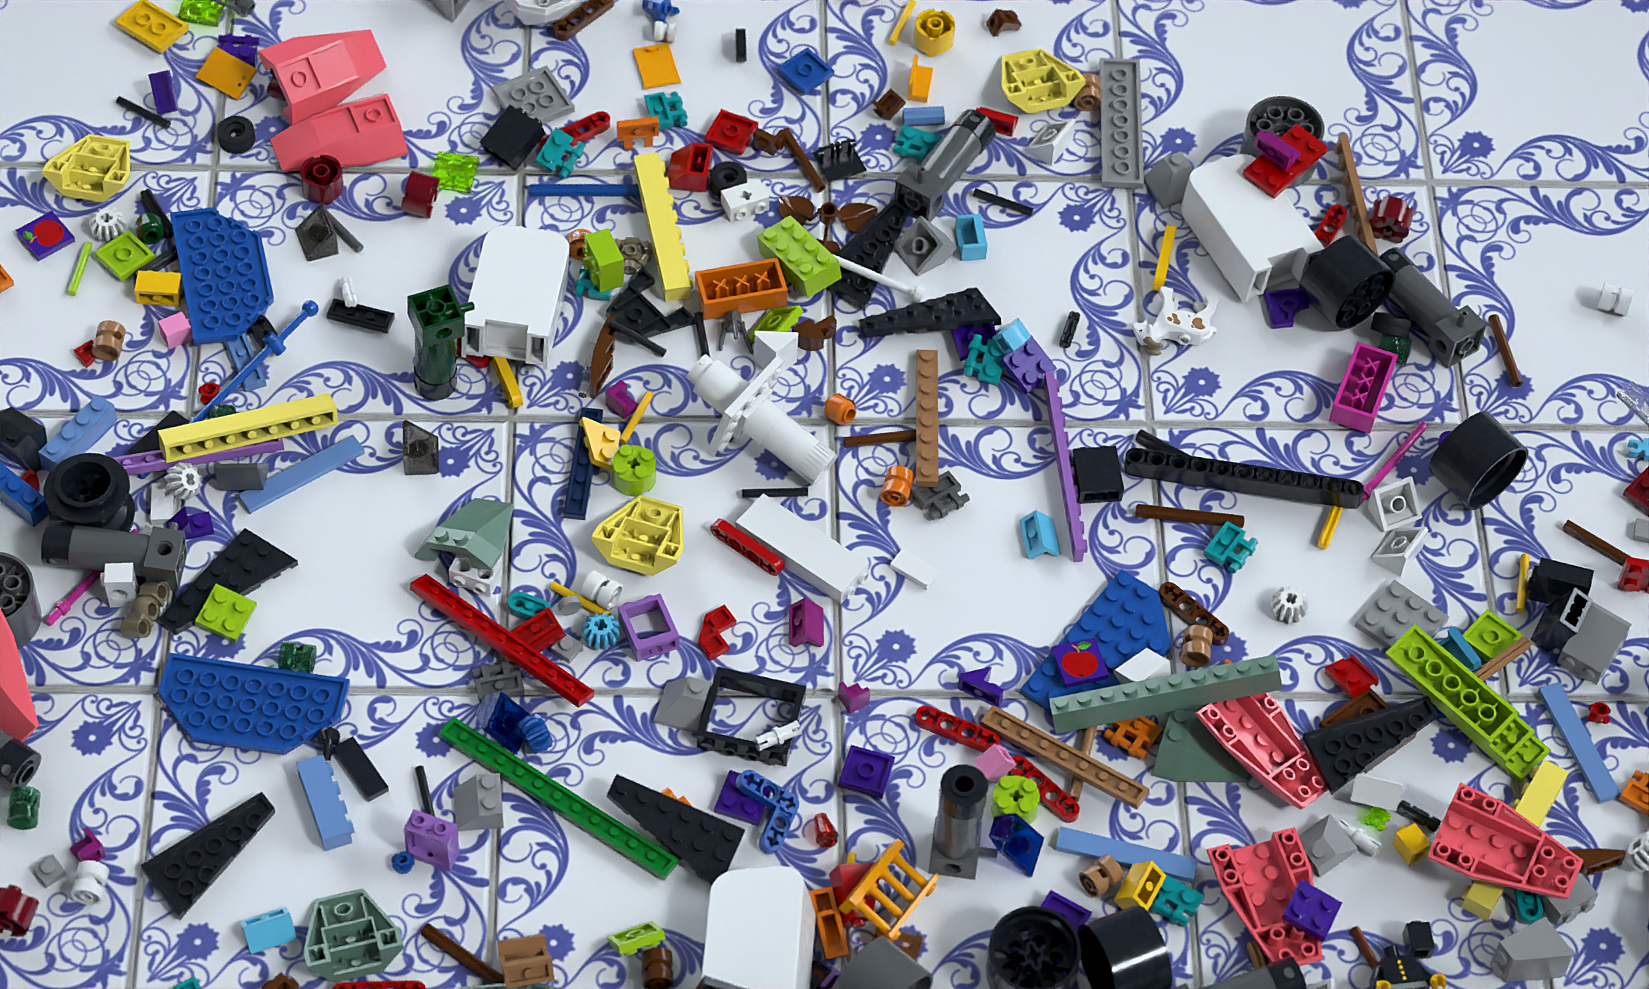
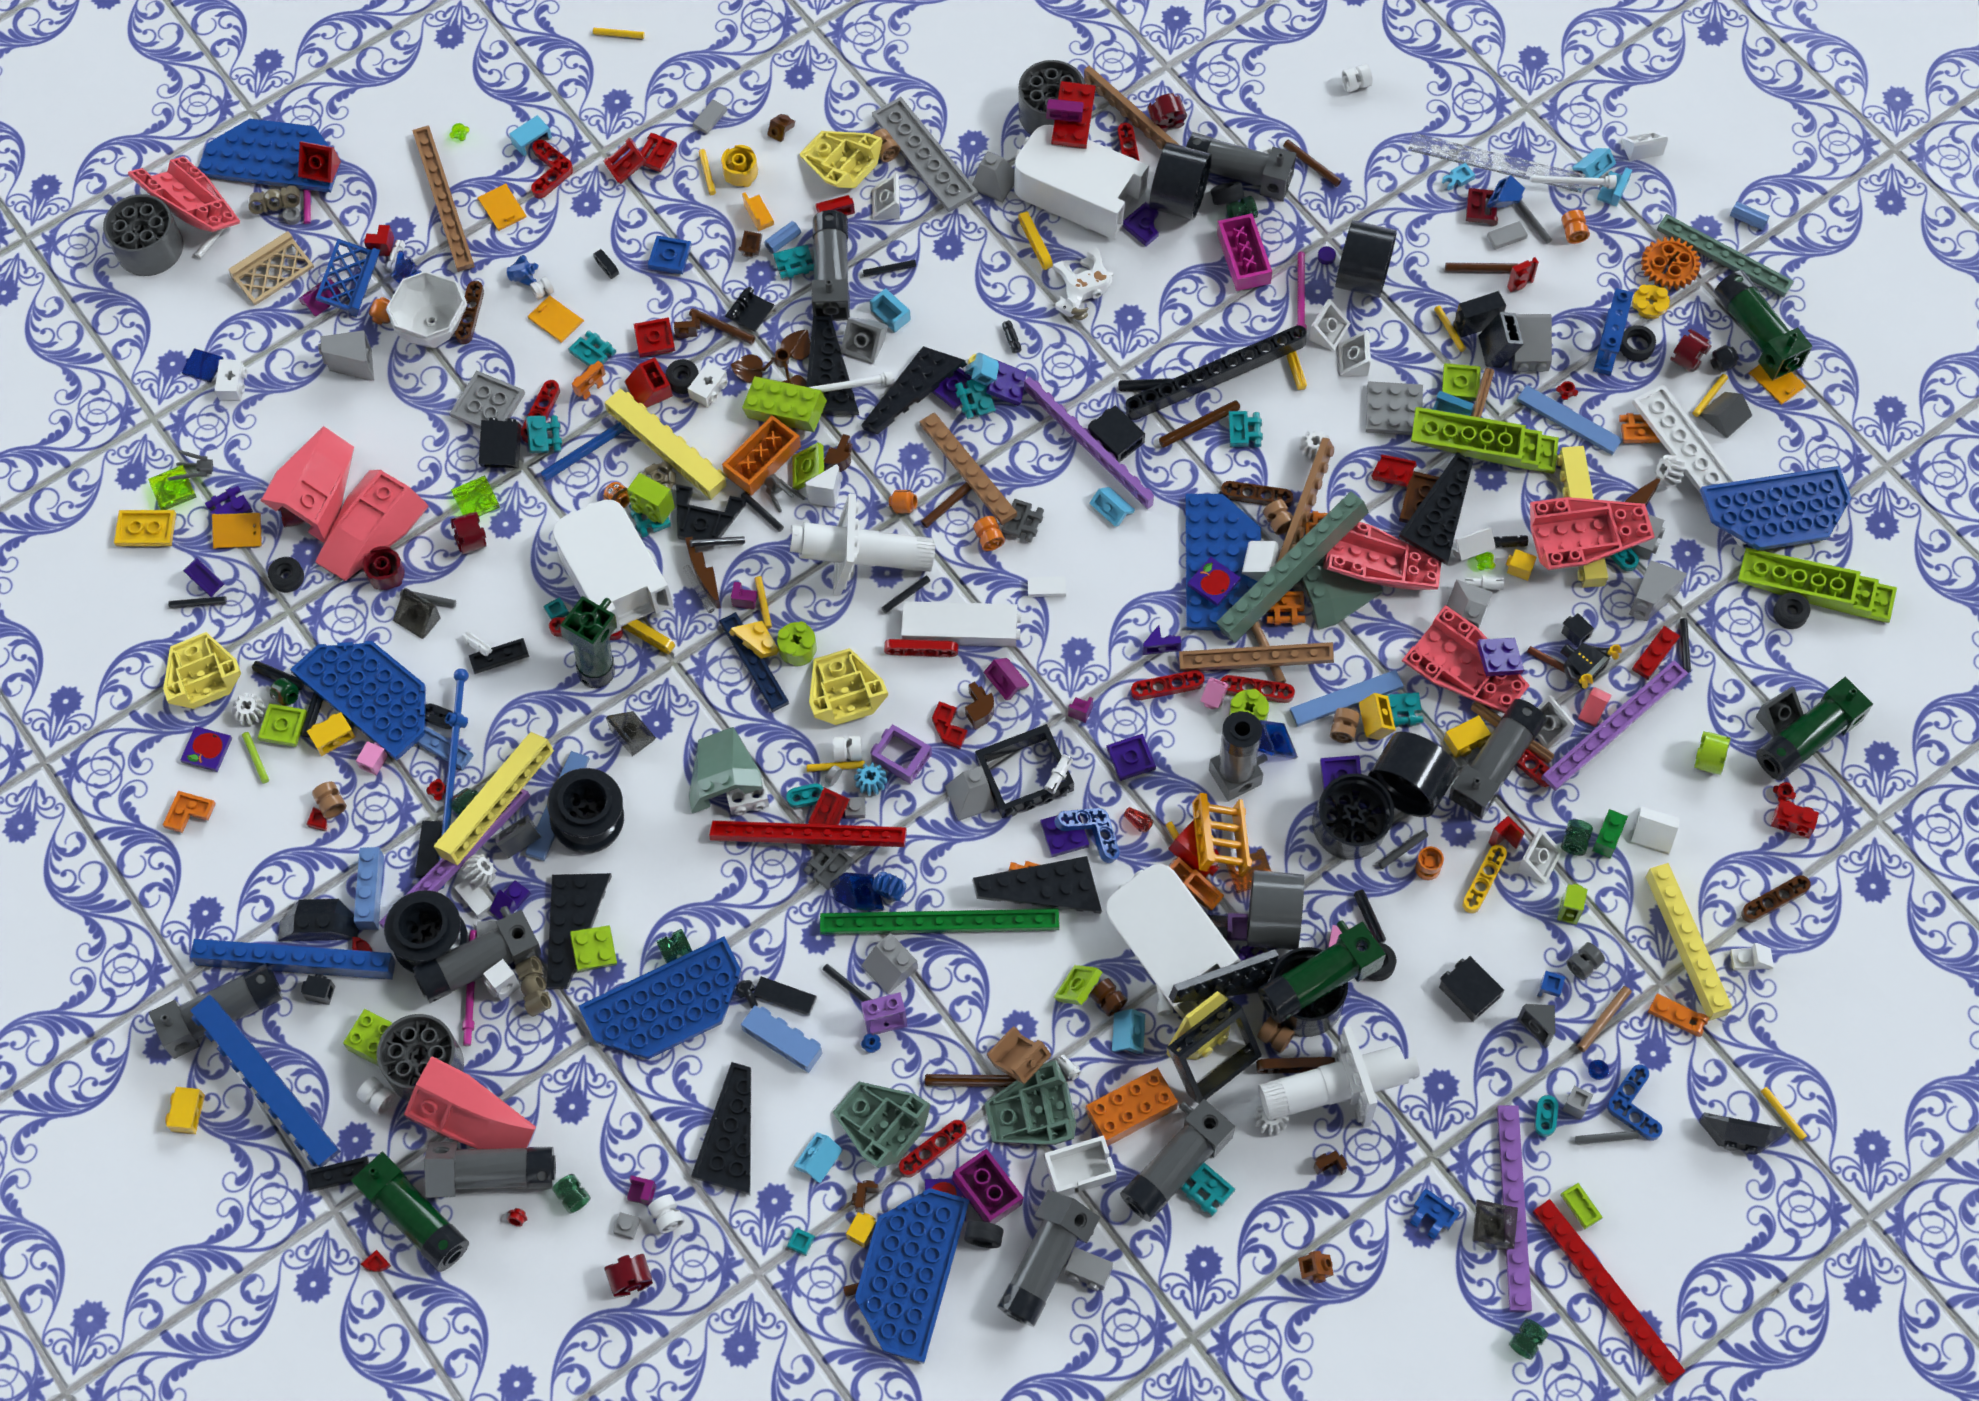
camera: 30 degrees left, 10 degrees up
(318, 507) = (596, 829): none -> black wheel
(760, 636) = (982, 708): none -> reddish brown brick
(1216, 965) = (1467, 736): none -> yellow brick
(1247, 636) = (1308, 496): none -> medium nougat plate

